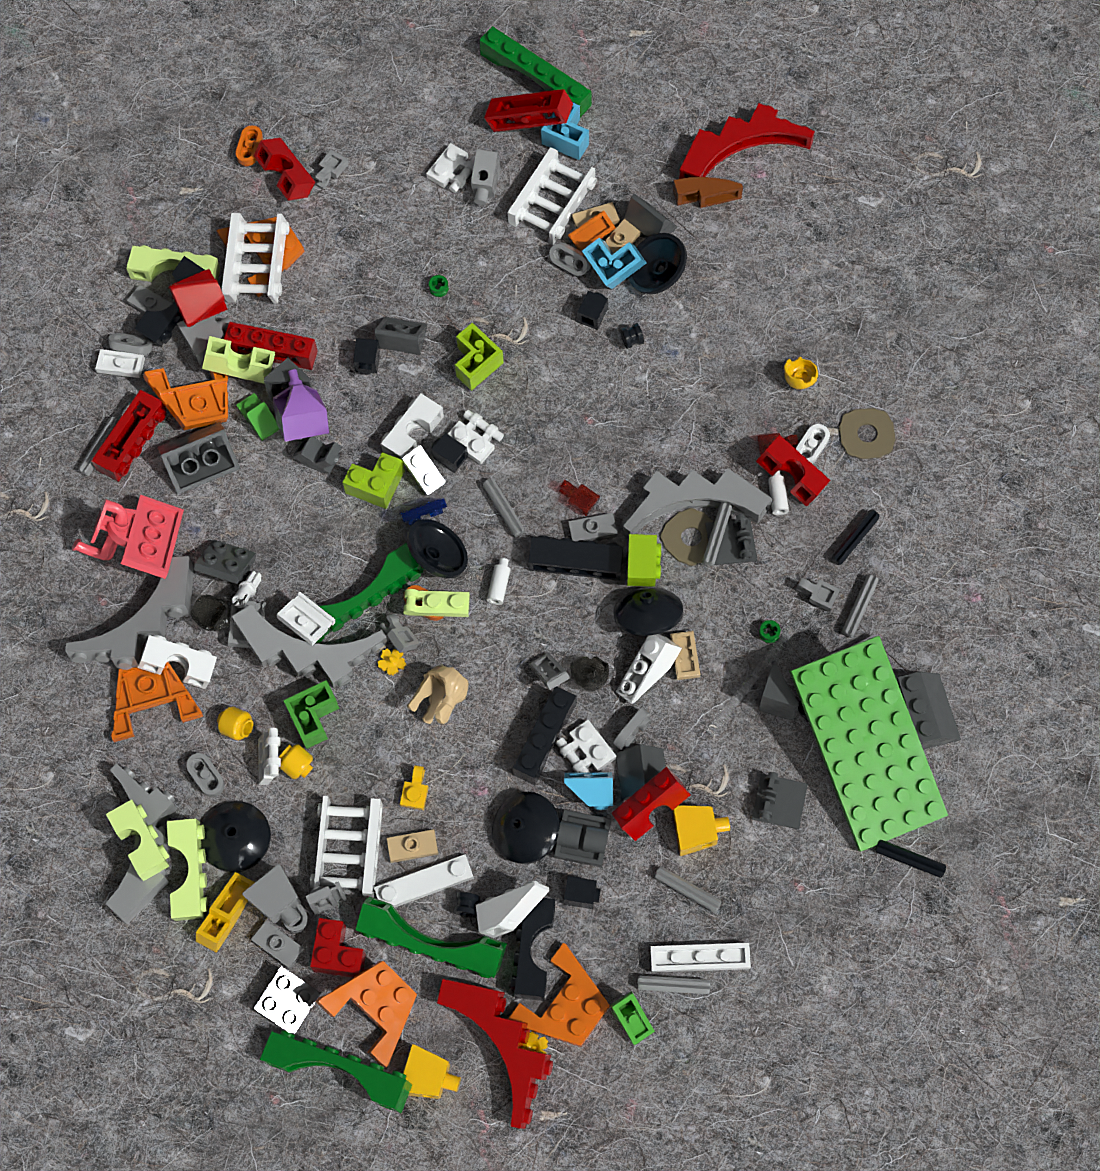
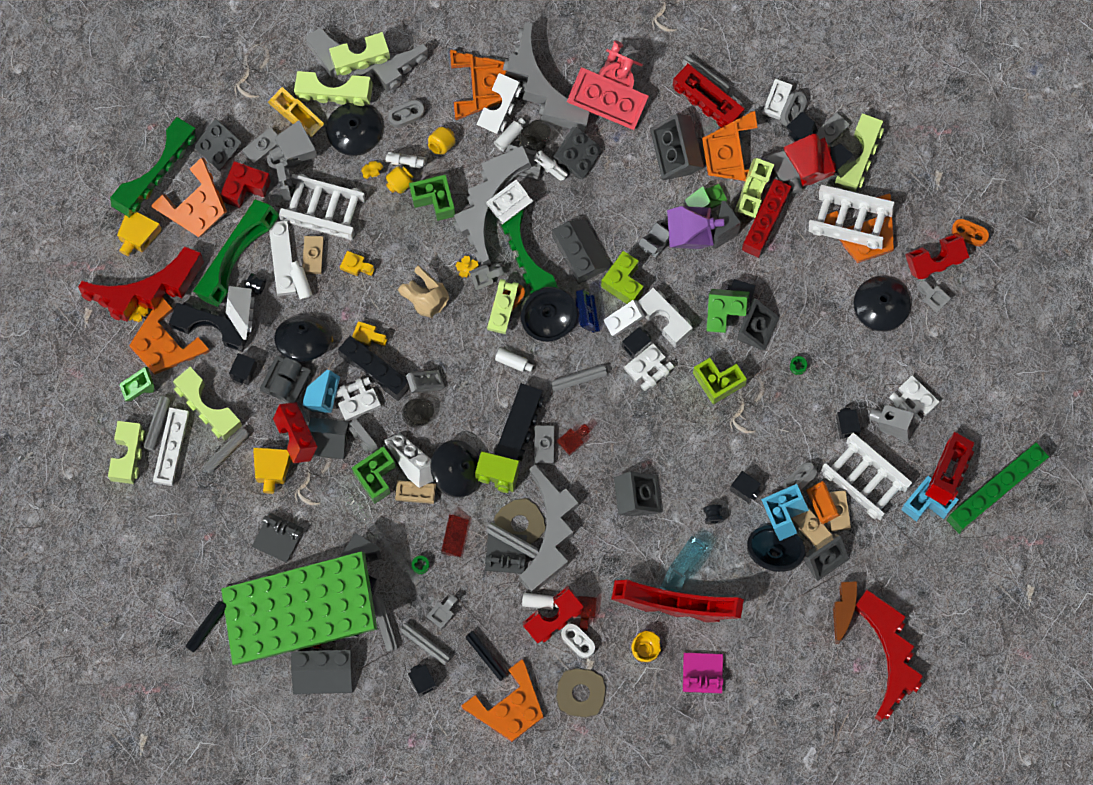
camera: 100 degrees right, 5 degrees up
(216, 648) = (509, 134): none -> white cylinder
(287, 799) = (371, 169): none -> yellow plant
(348, 228) = (878, 314): none -> black dish
(348, 537) = (580, 250): none -> dark grey slope
(387, 362) = (725, 303): none -> bright green brick
(451, 849) = (300, 281): none -> white cylinder
(495, 223) = (847, 422): none -> black brick
(503, 756) = (366, 334): none -> yellow plate
(618, 950) = (222, 420): none -> yellowish green arch
(629, 417) = (637, 494): none -> dark grey slope
(677, 707) = (370, 473): none -> bright green brick
(700, 351) = (684, 565): none -> clear light blue slope
(726, 602) = (454, 536): none -> clear red slope
(743, 1007) = (125, 468): none -> yellowish green arch
(745, 345) = (676, 604): none -> red arch
(811, 314) = (702, 673): none -> dark pink hinge
(905, 597) = (421, 680): none -> black brick
(908, 493) = (515, 712): none -> orange wing

